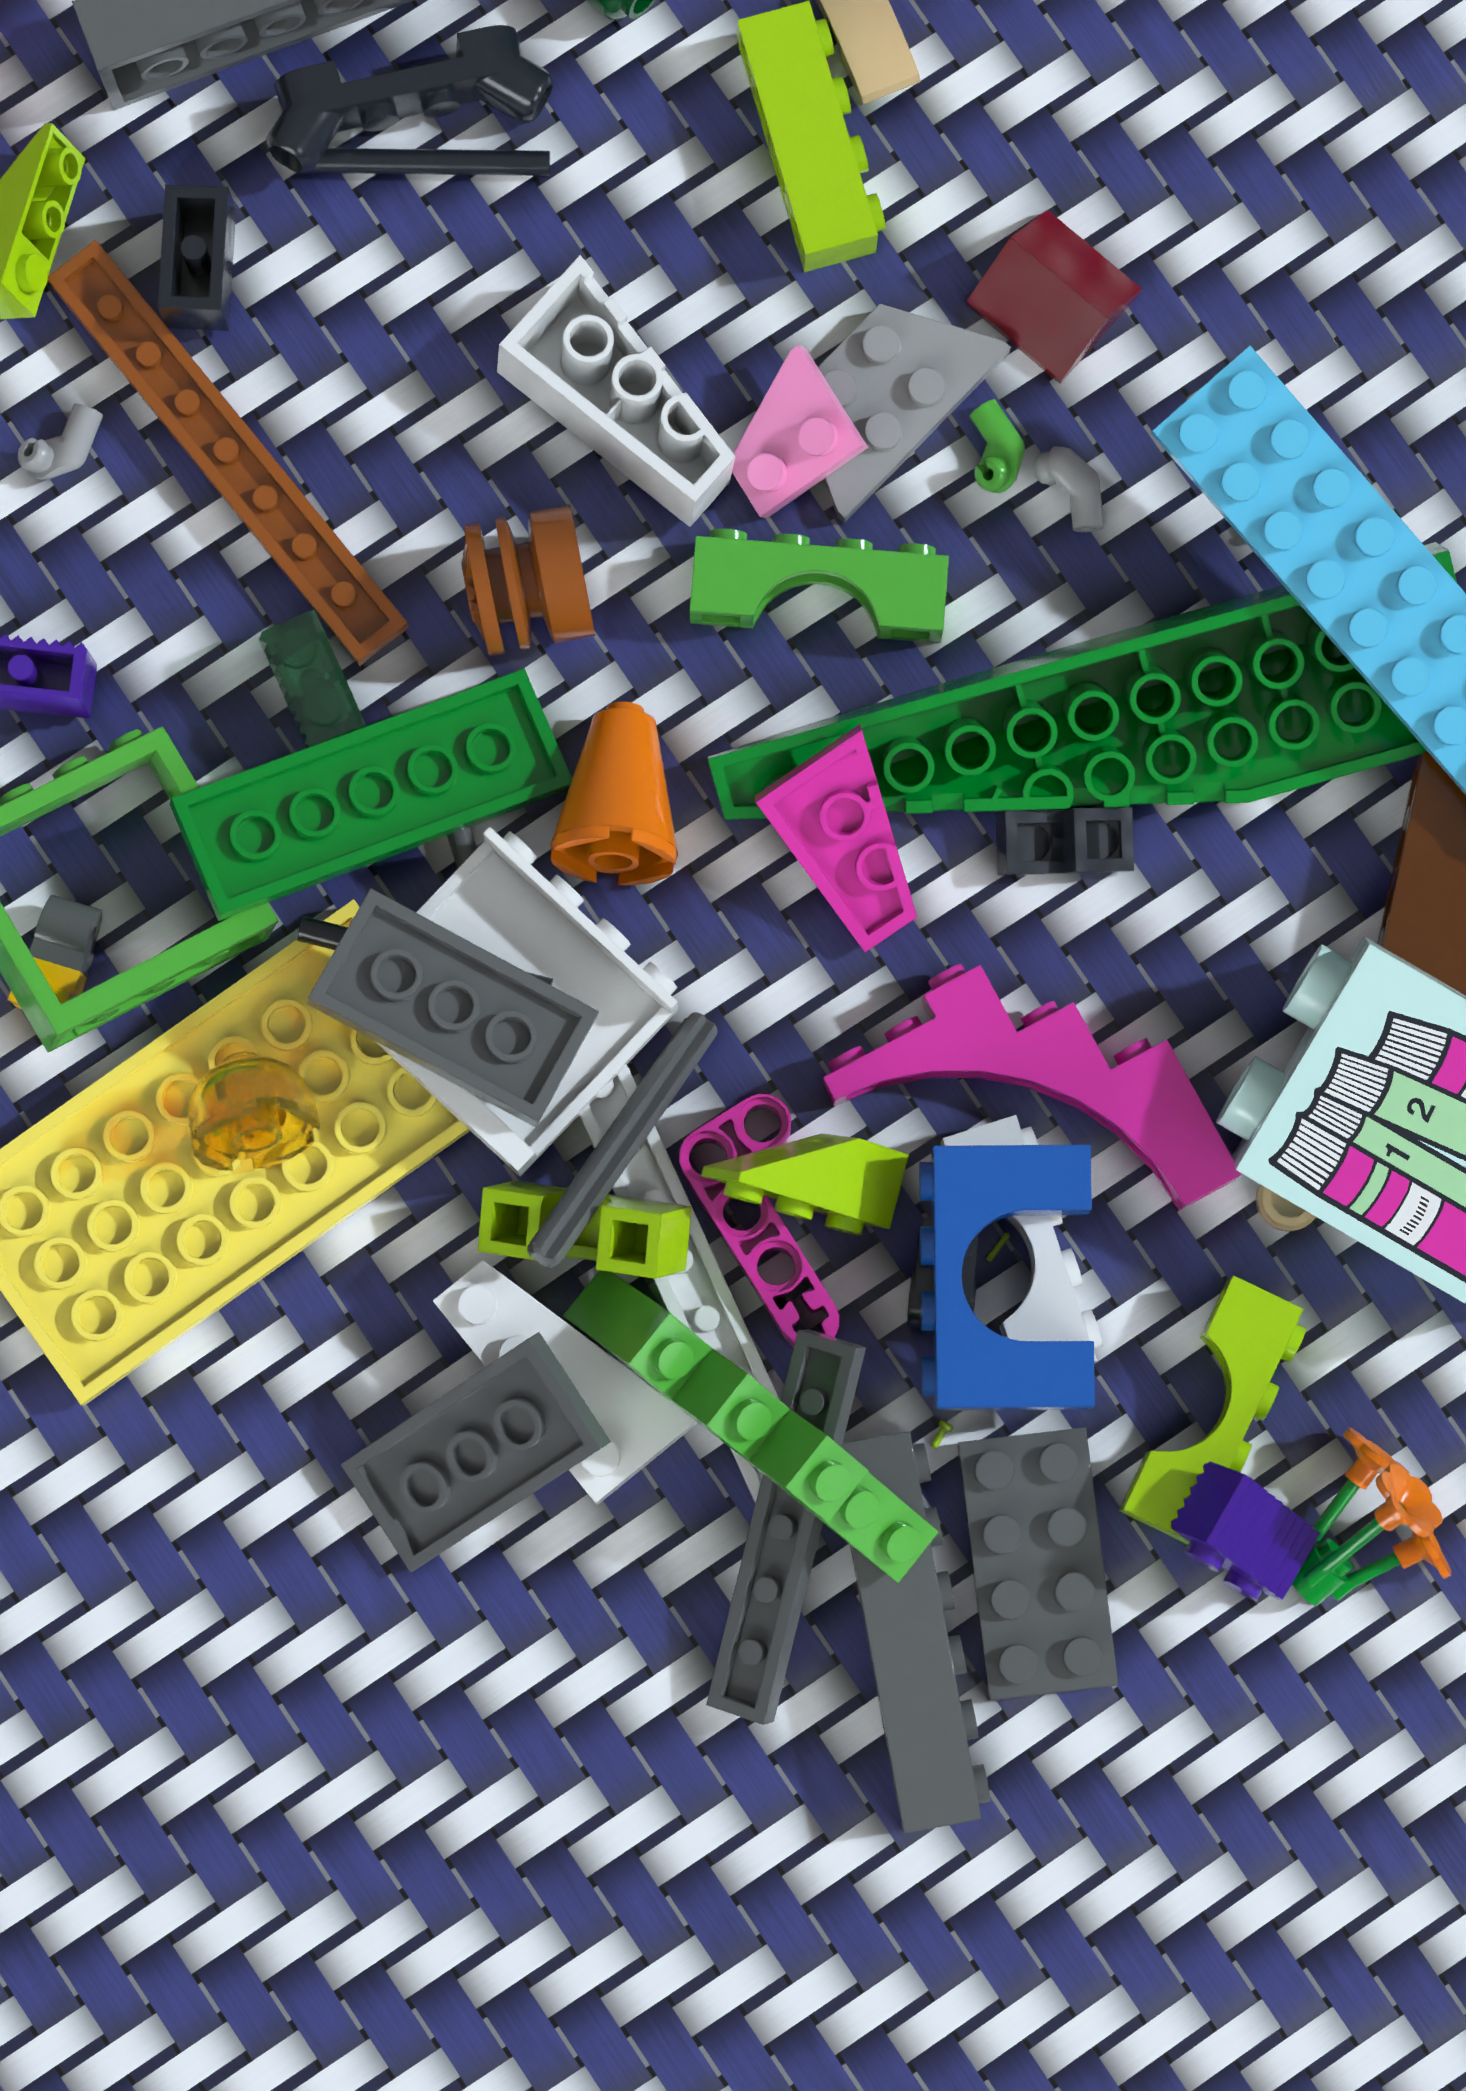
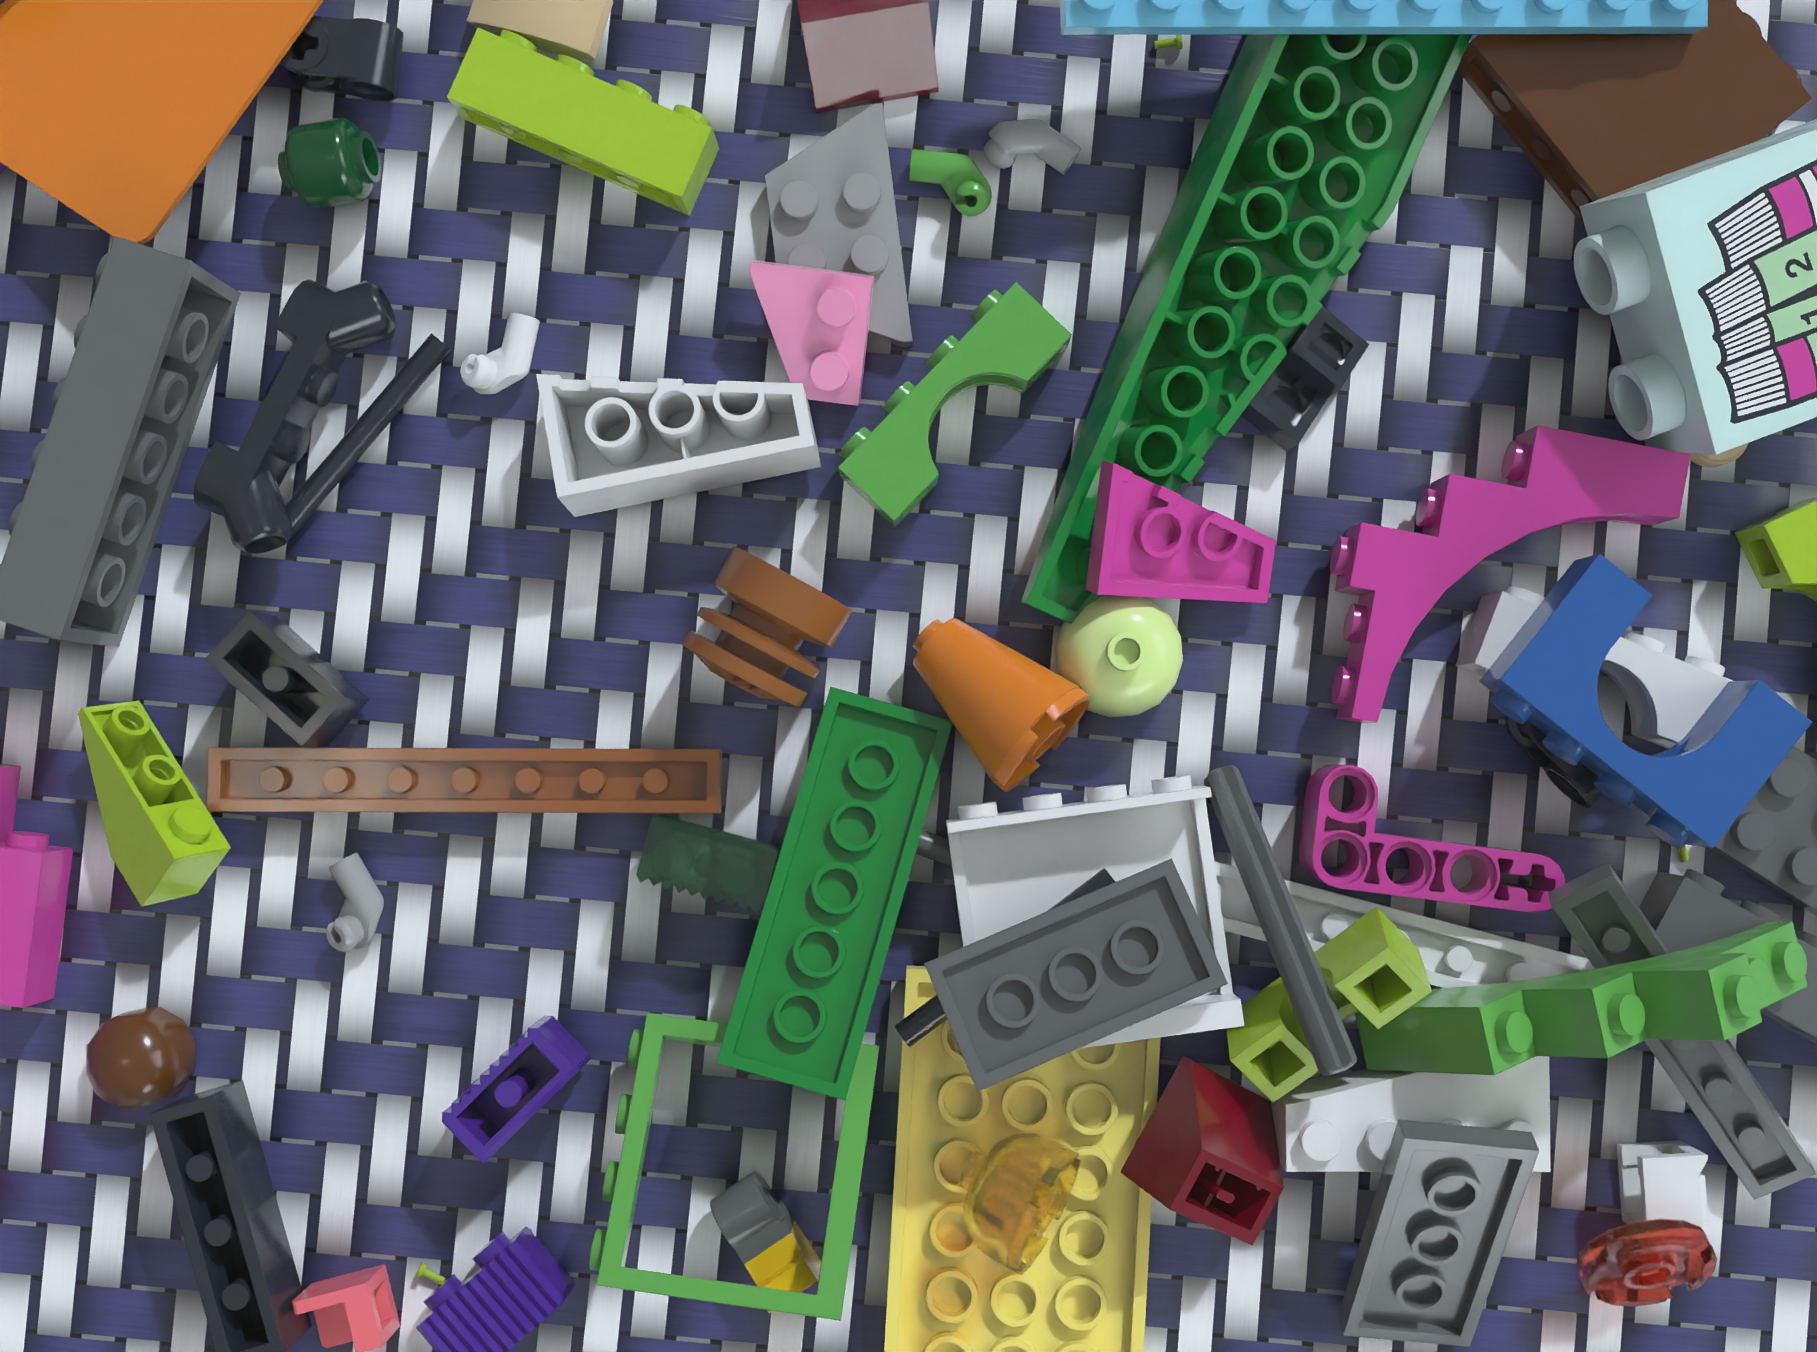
camera: 45 degrees left, 5 degrees up
(402, 1234) = (1210, 1153): none -> dark red slope
(571, 226) = (506, 364): none -> white arm
(586, 1643) = (1645, 1260): none -> clear red tile
(653, 1624) = (1662, 1182): none -> white window
(731, 872) = (1121, 654): none -> yellowish green cylinder
(822, 1173) = (1427, 786): lime slope -> none

